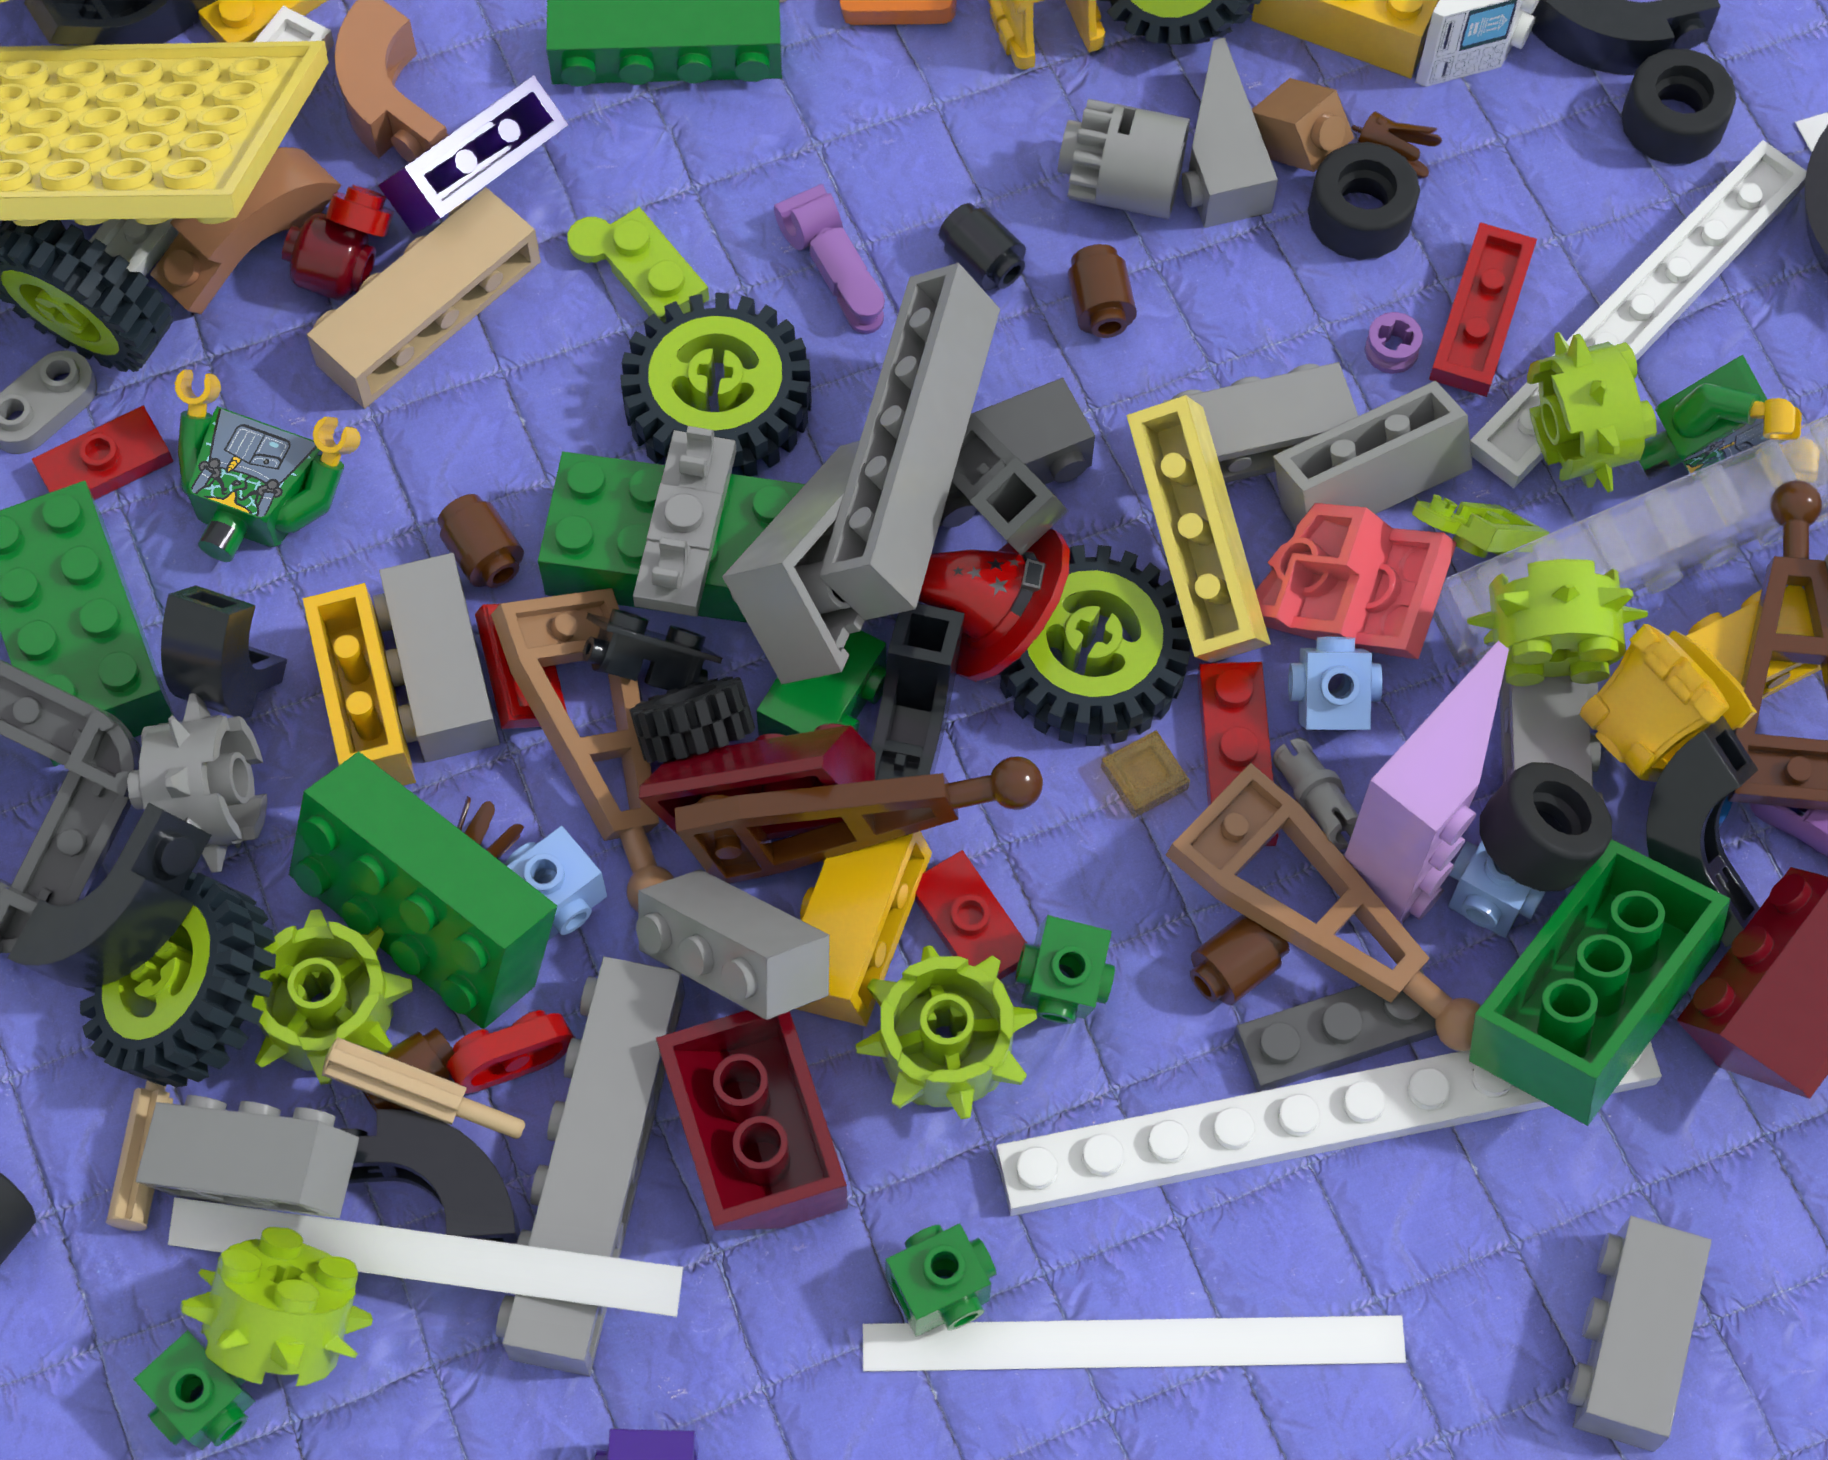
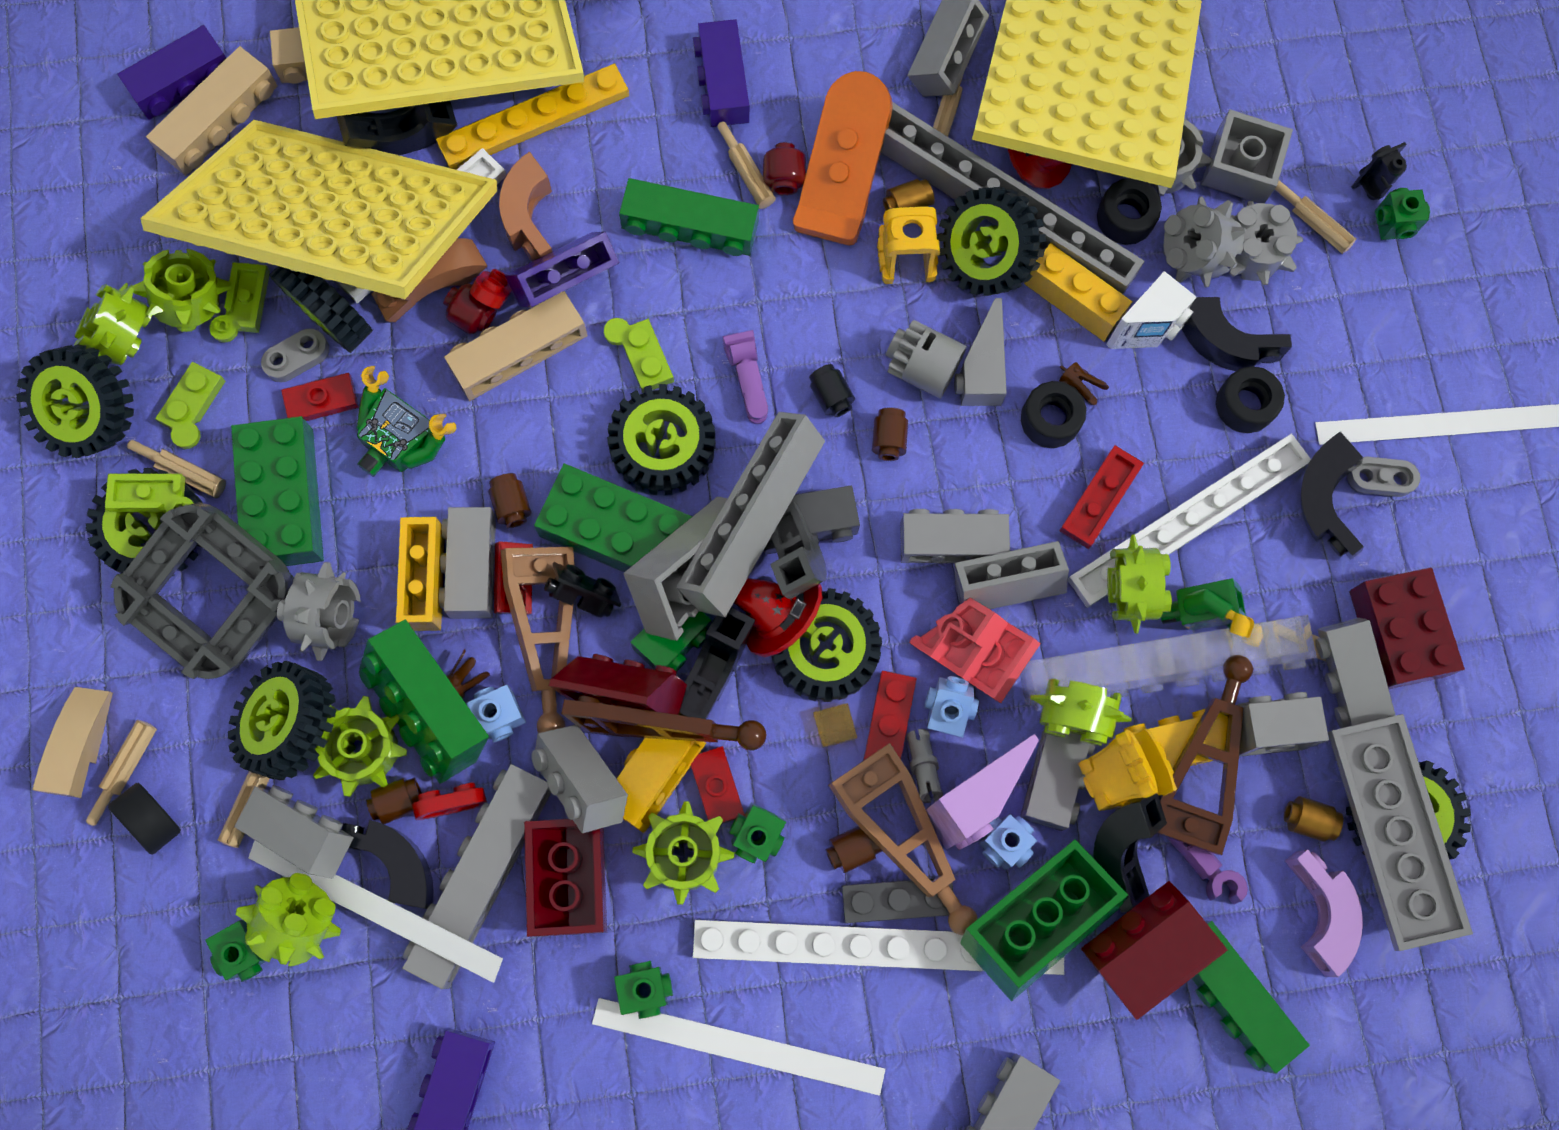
camera: 10 degrees right, 10 degrees up
(125, 915) = (262, 681): black arch -> none
(210, 653) = (345, 541): black arch -> none
(412, 1088) = (389, 814): tan axle -> none
(685, 522) = (617, 526): light grey plate -> none
(692, 719) = (594, 638): black tyre -> none
(1198, 529) = (899, 600): light yellow brick -> none
(1302, 124) = (1031, 360): medium nougat brick -> none
(1406, 353) = (1042, 494): medium lavender bush -> none
(1478, 526) = (1059, 635): lime hinge -> none
(1545, 826) = (1054, 818): black tyre -> none

